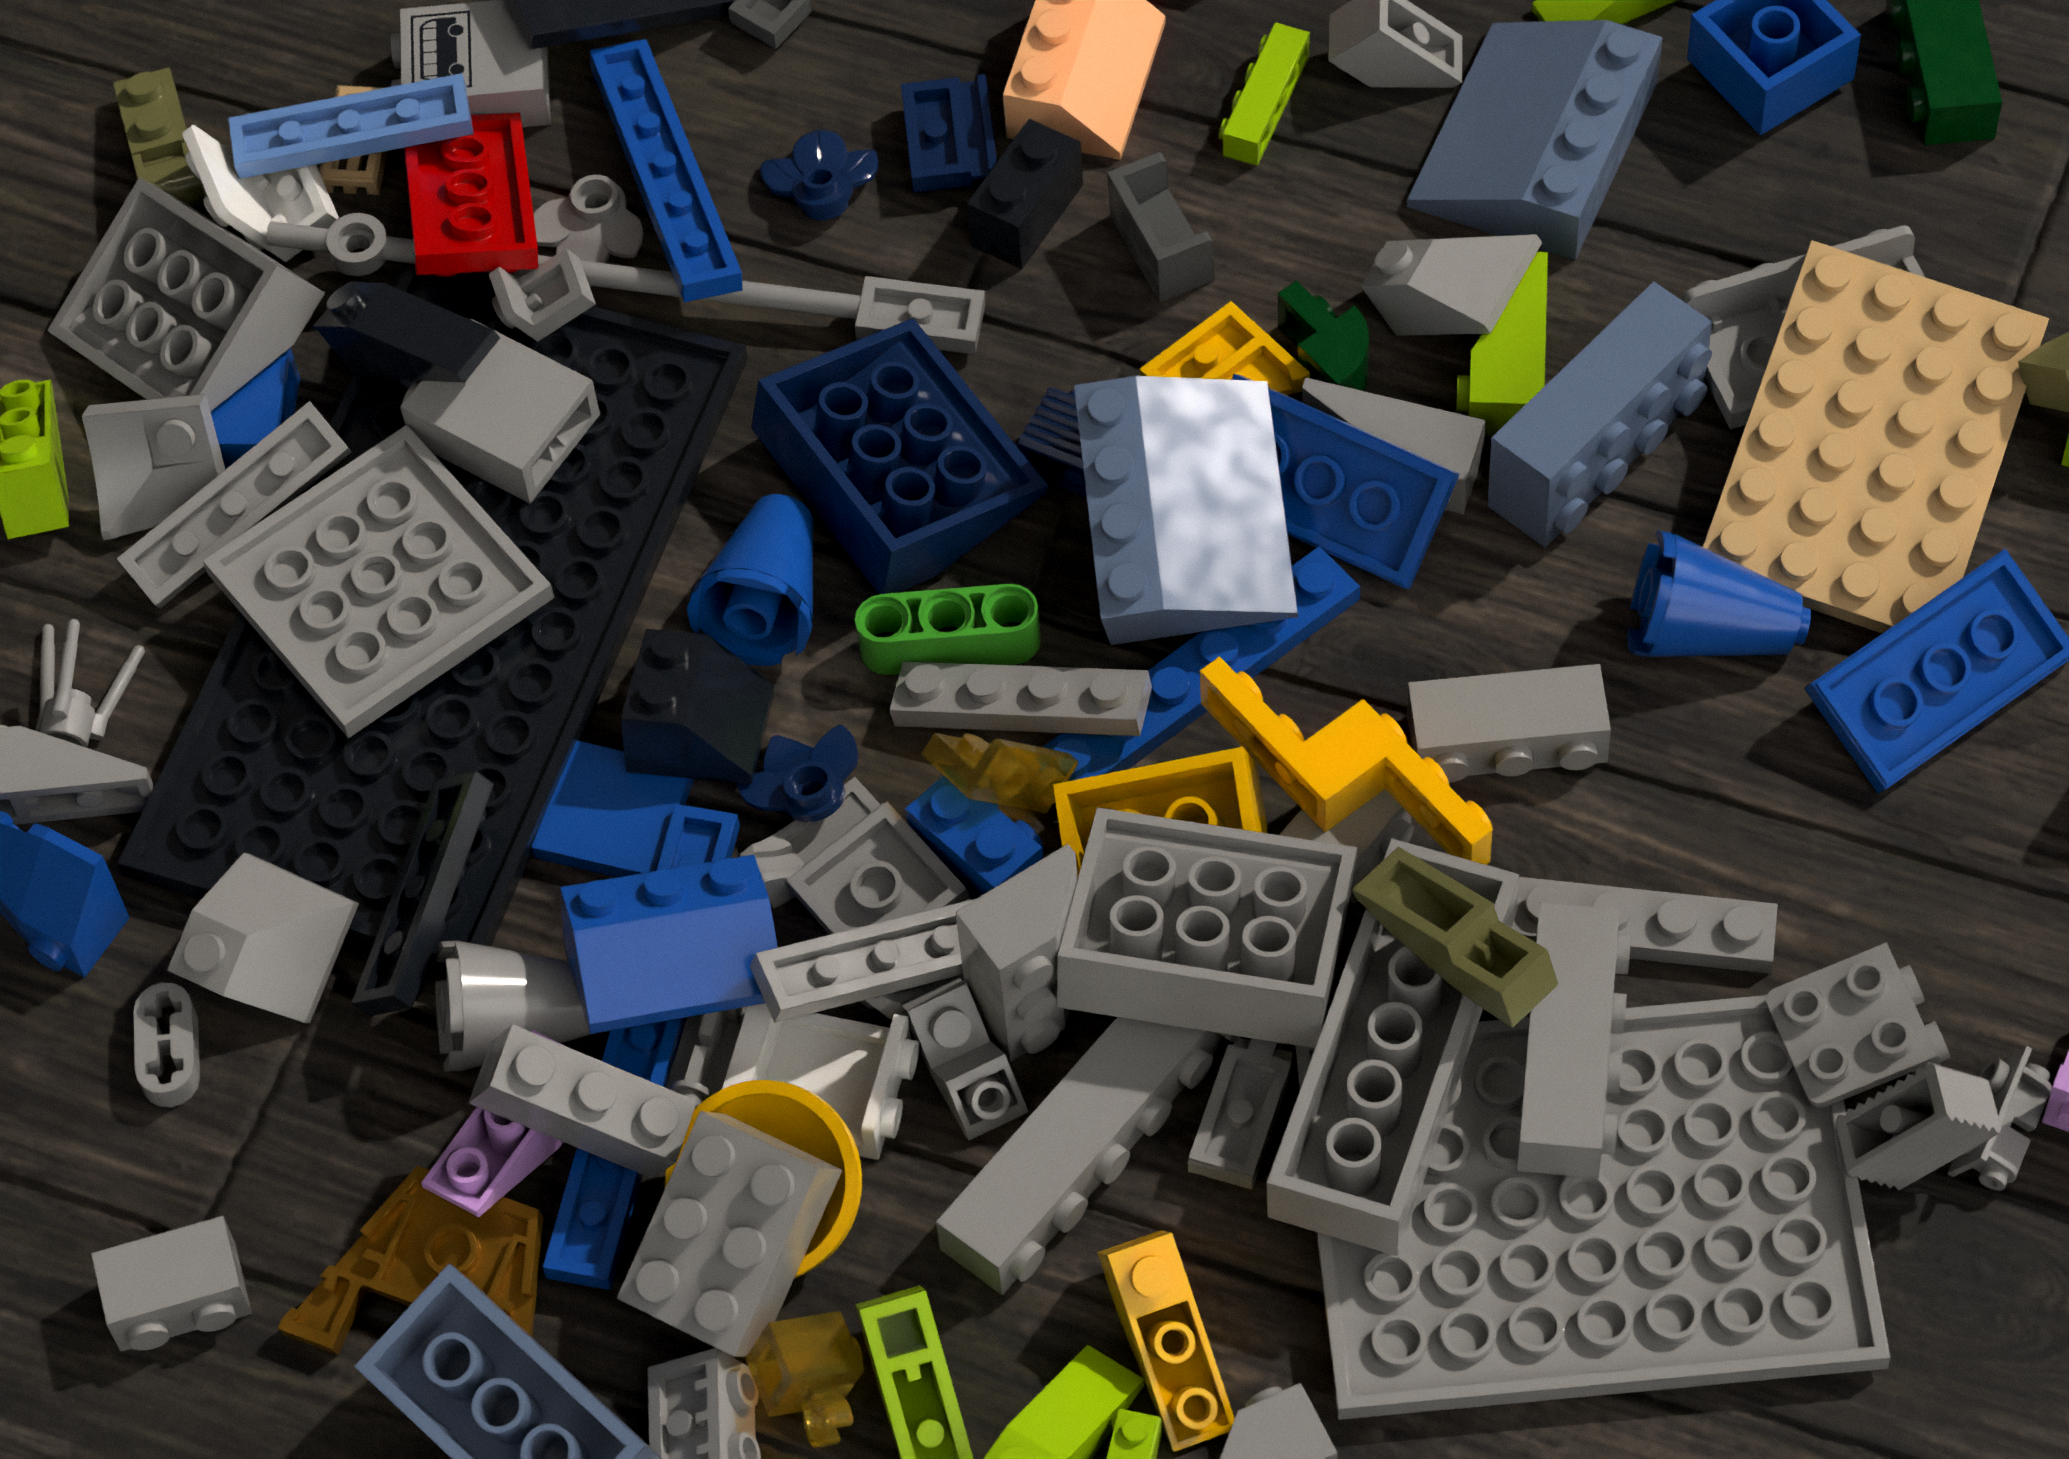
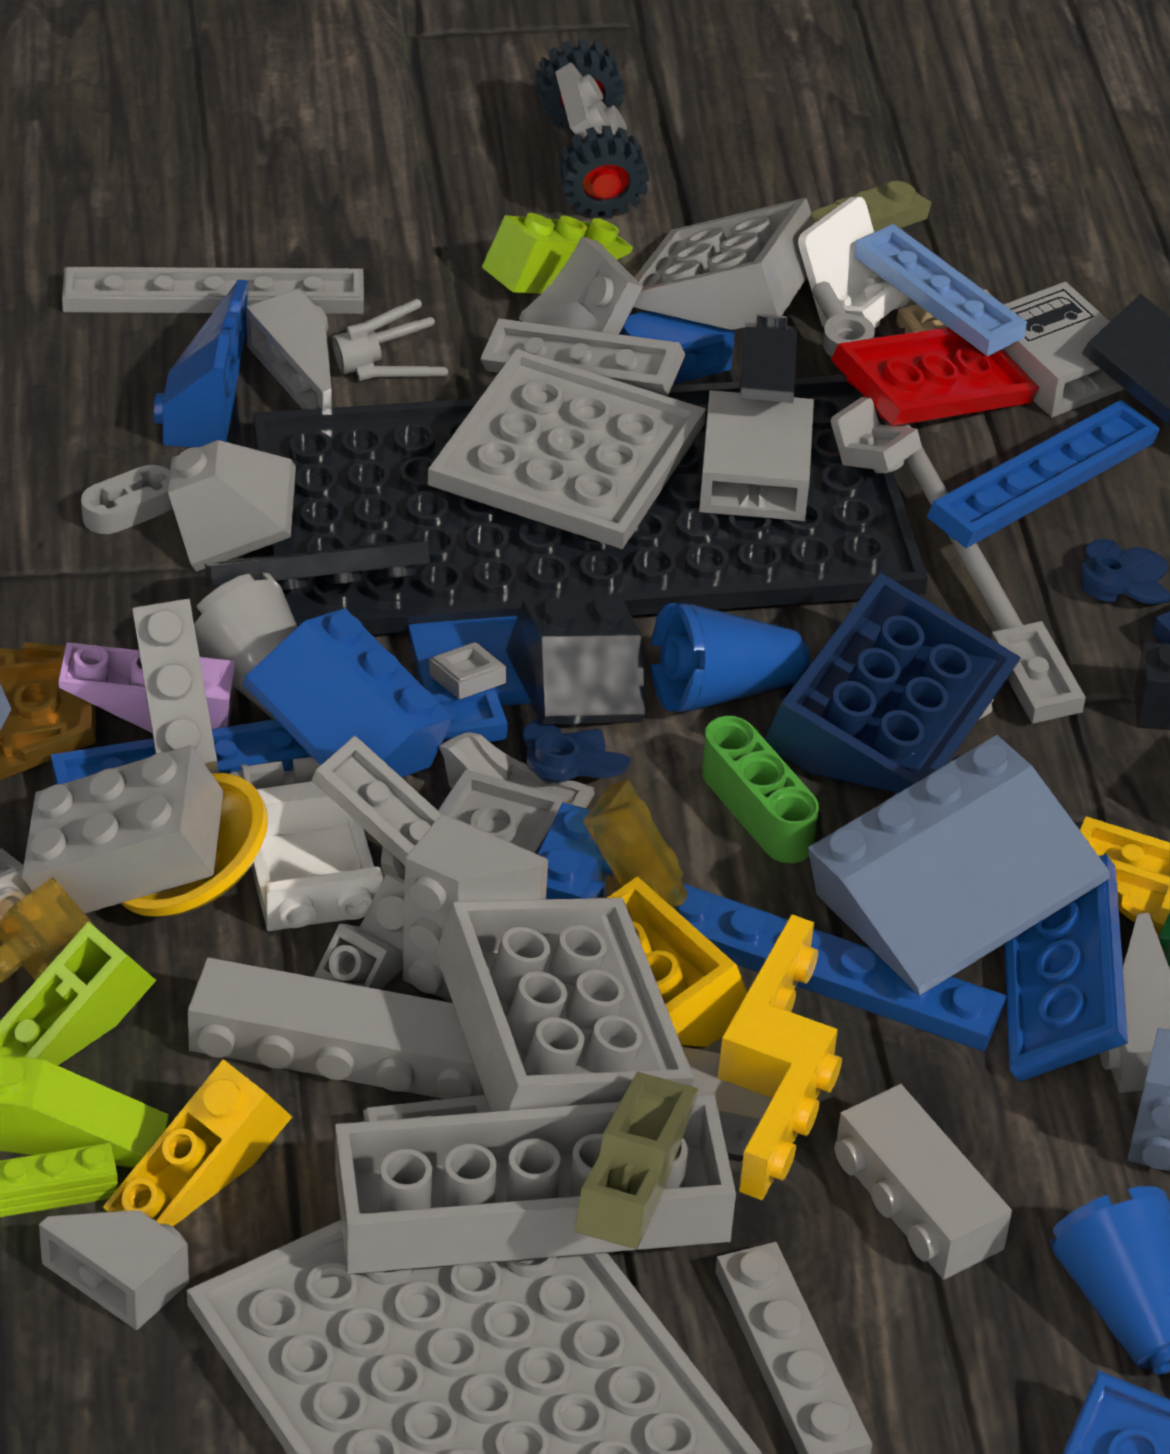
camera: 55 degrees right, 15 degrees down
(589, 231) = (969, 455): light grey plate -> none
(647, 818) = (467, 670): none -> light grey tile
(1021, 698) = (725, 854): light grey plate -> none
(1570, 1043) = (619, 1313): light grey brick -> none

